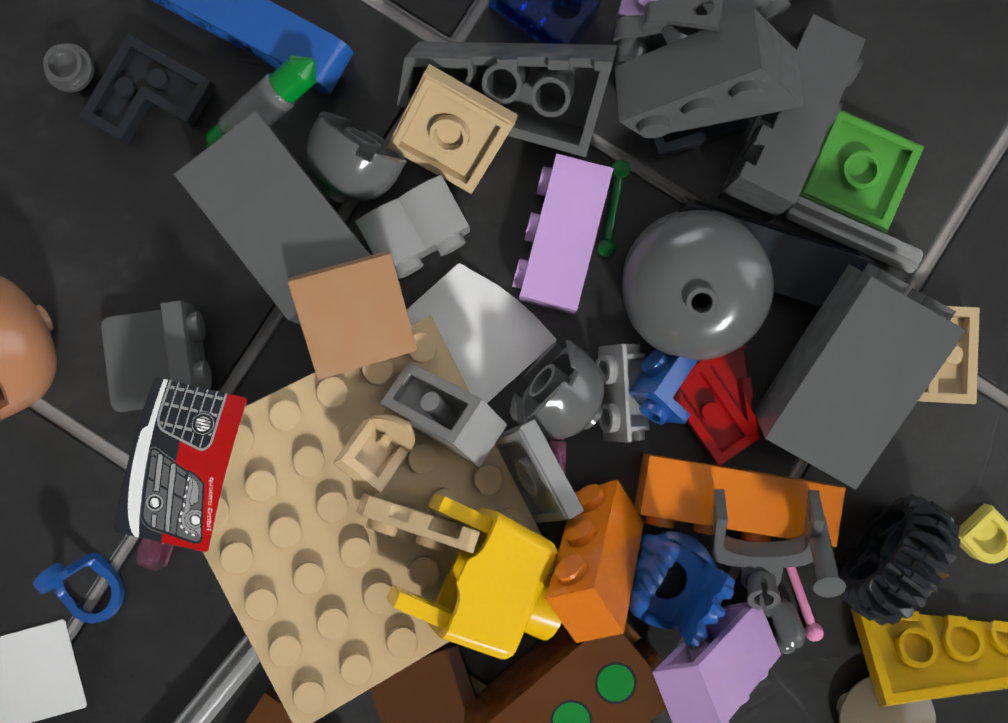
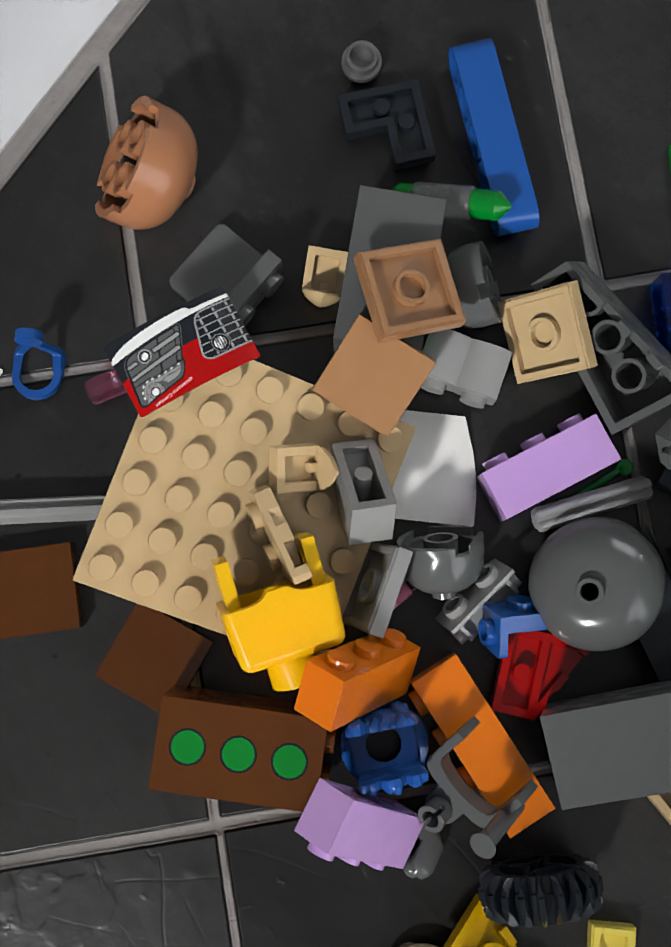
camera: 55 degrees right, 5 degrees down
(227, 274) = (324, 275): none -> tan plate
(305, 218) = (409, 290): none -> medium nougat tile
(626, 225) = (591, 503): none -> light grey axle
(813, 630) = (437, 879): bright pink hinge -> none

